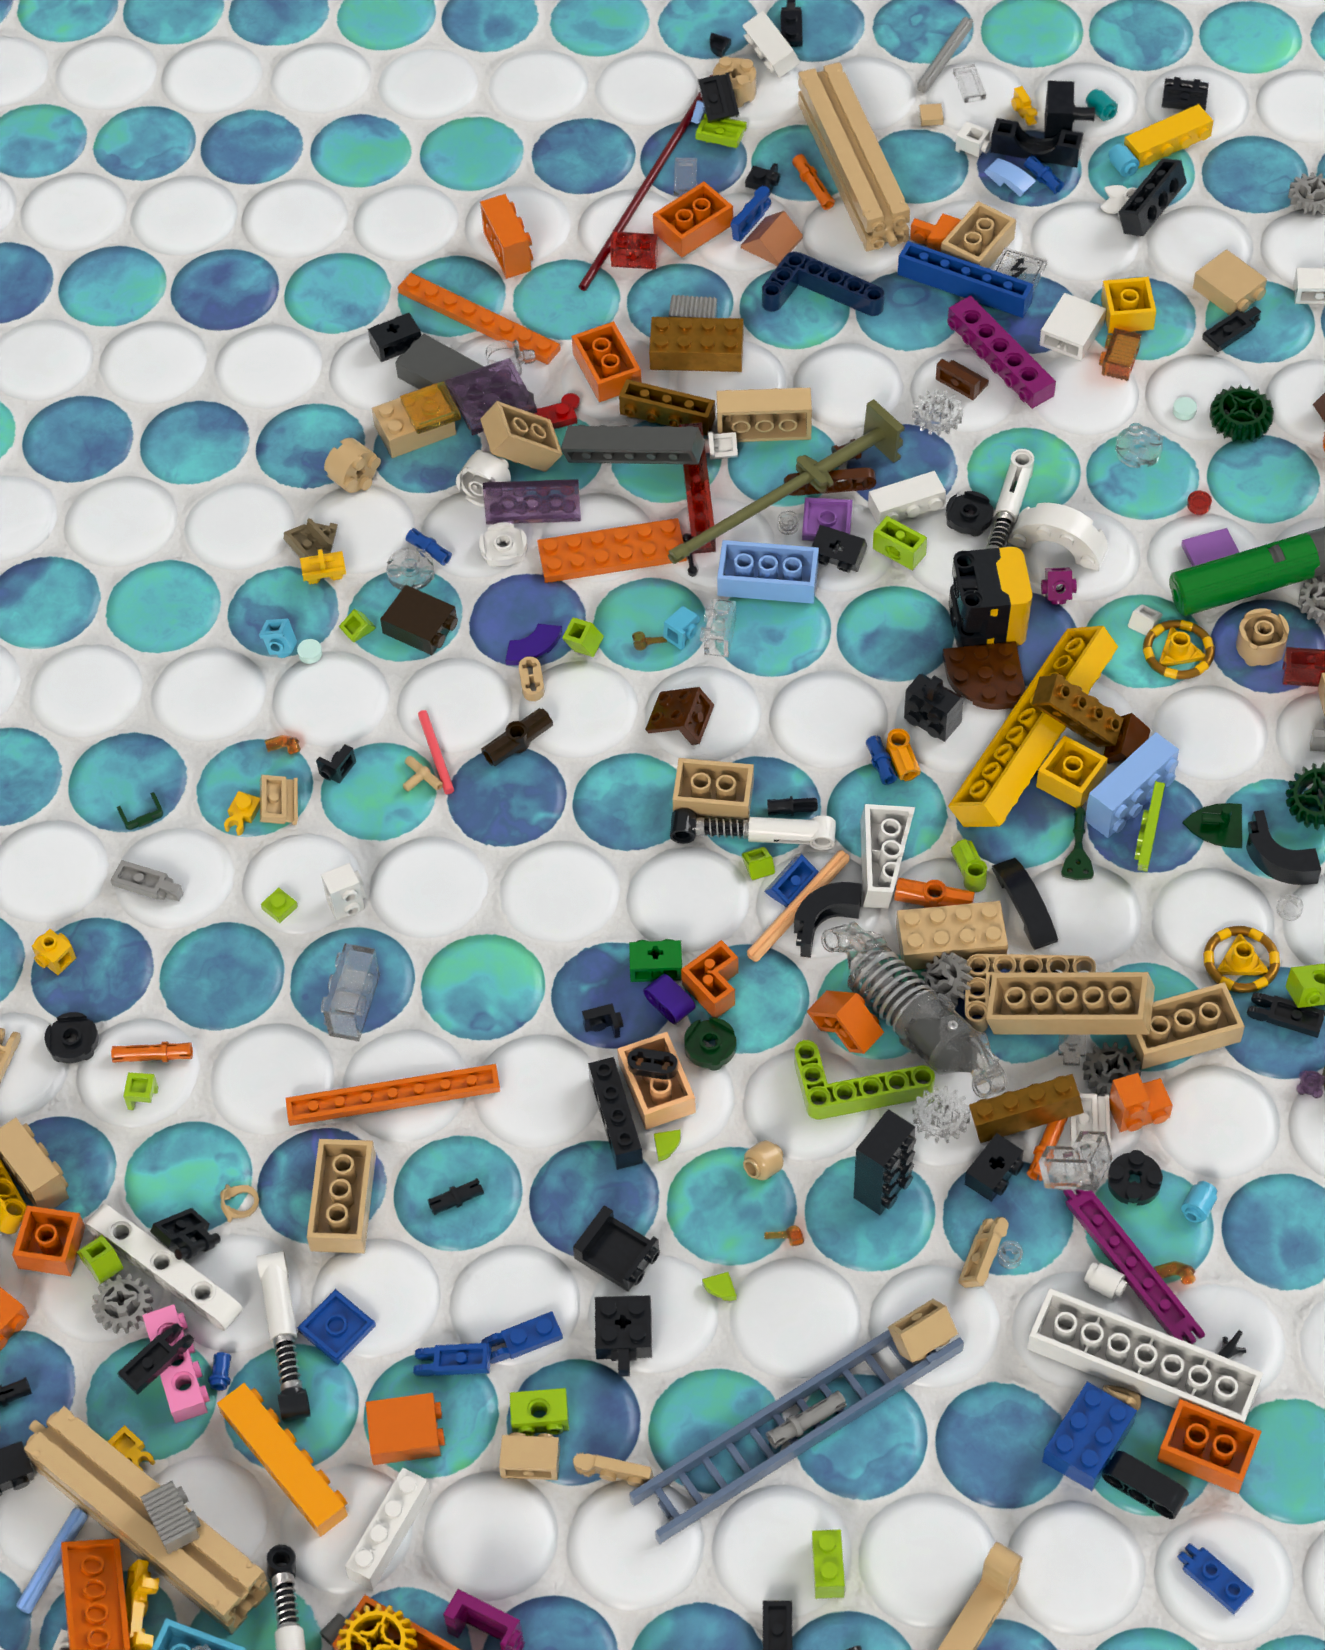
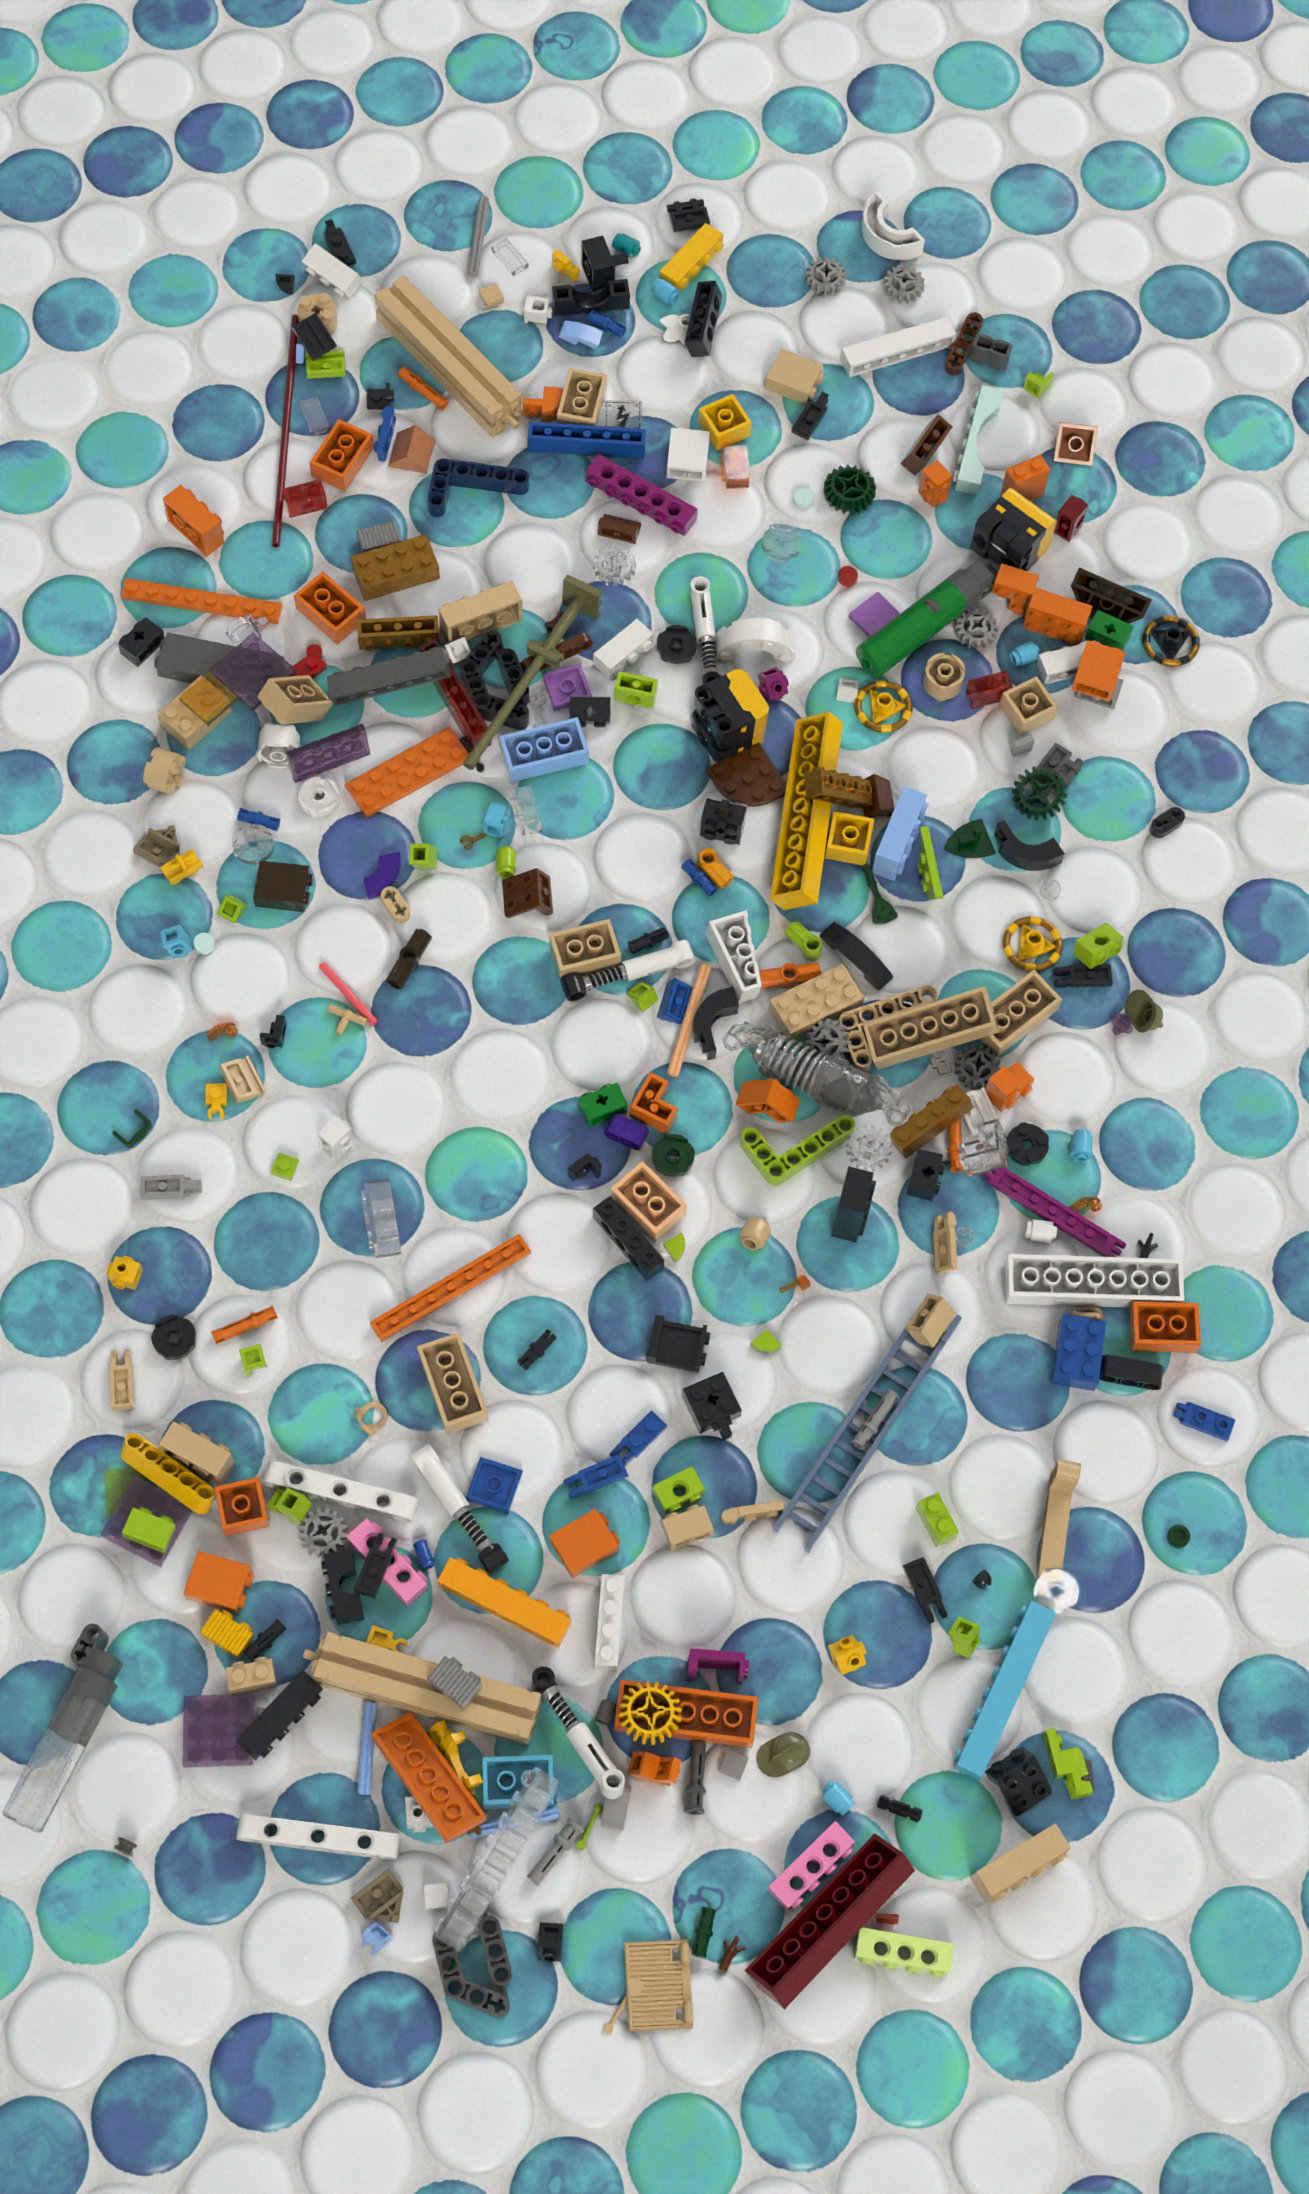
camera: 30 degrees left, 10 degrees up
(117, 1348) = (345, 1606): none -> black arch
(181, 1229) = (340, 1457): black plate -> none
(652, 1063) = (645, 1196): black beam -> none
(671, 673) = (505, 862): none -> lime brick
(735, 466) = (492, 648): none -> black piece

